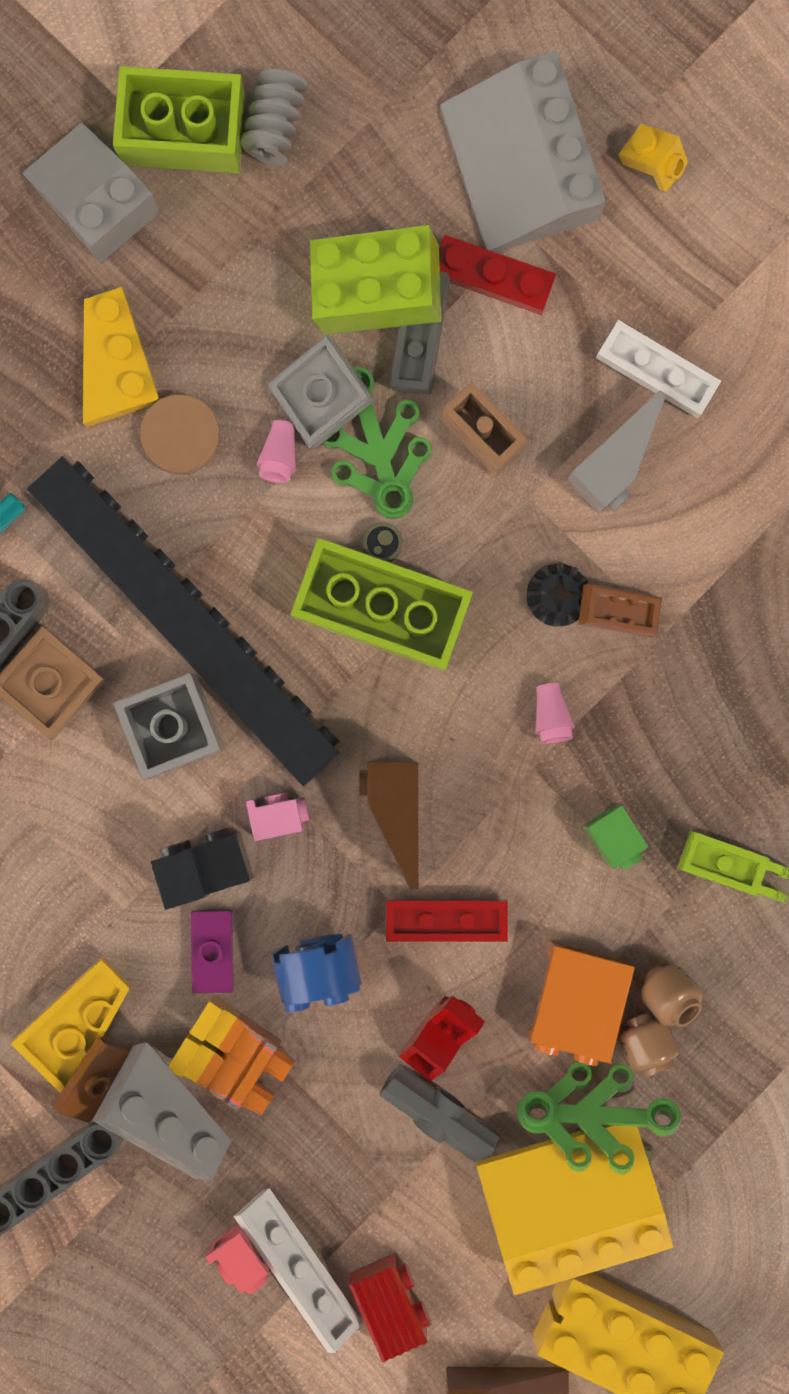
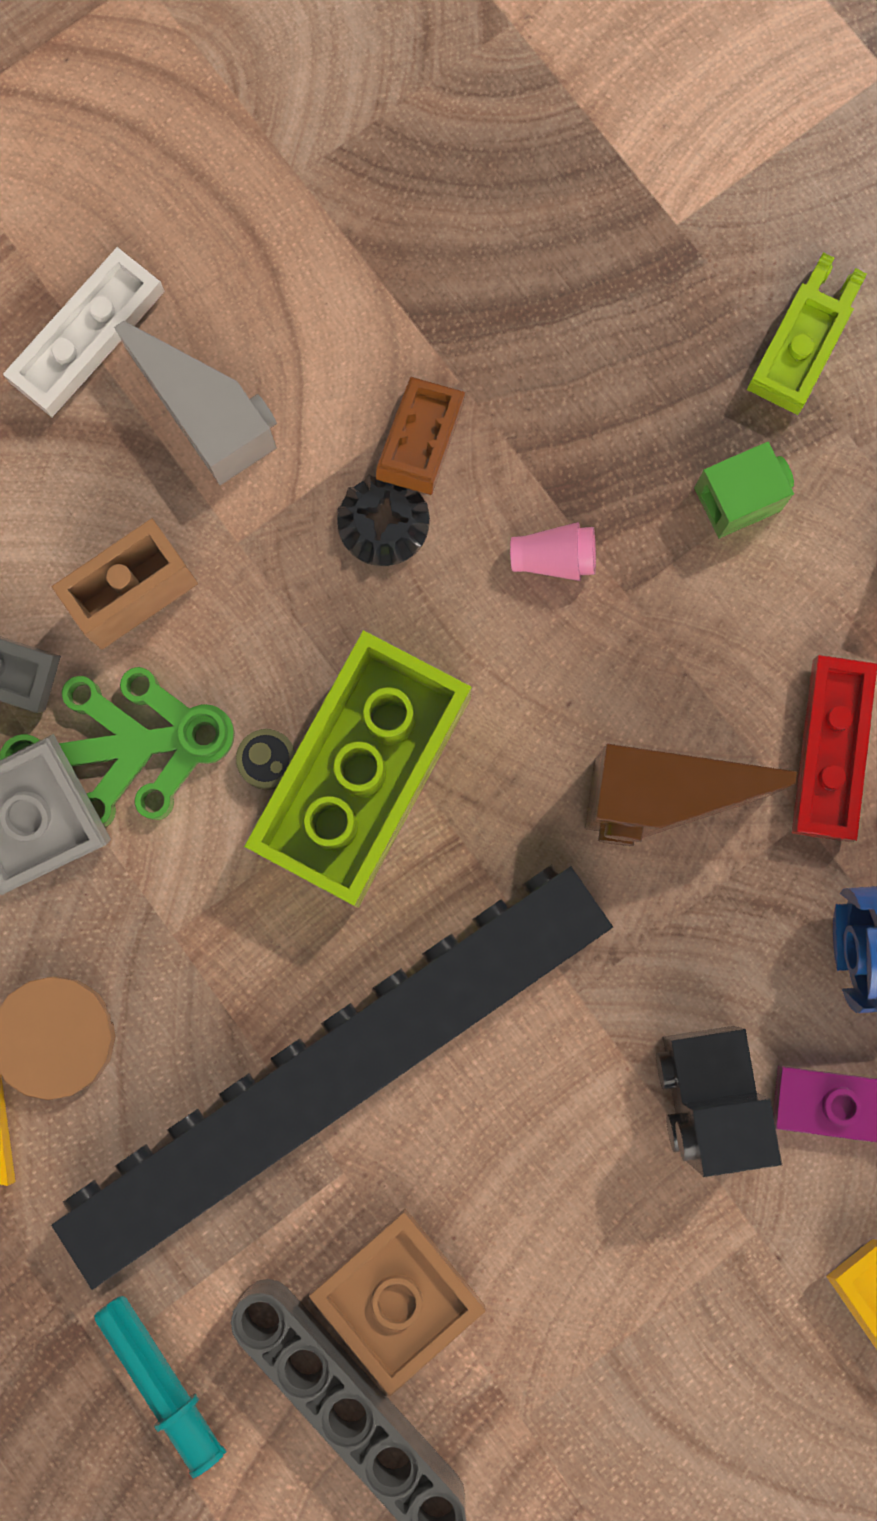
camera: 75 degrees left, 5 degrees down
(169, 726) = (494, 1119): light grey brick -> none
(277, 816) = (650, 974): bright pink brick -> none
(278, 454) = (110, 893): bright pink cone -> none

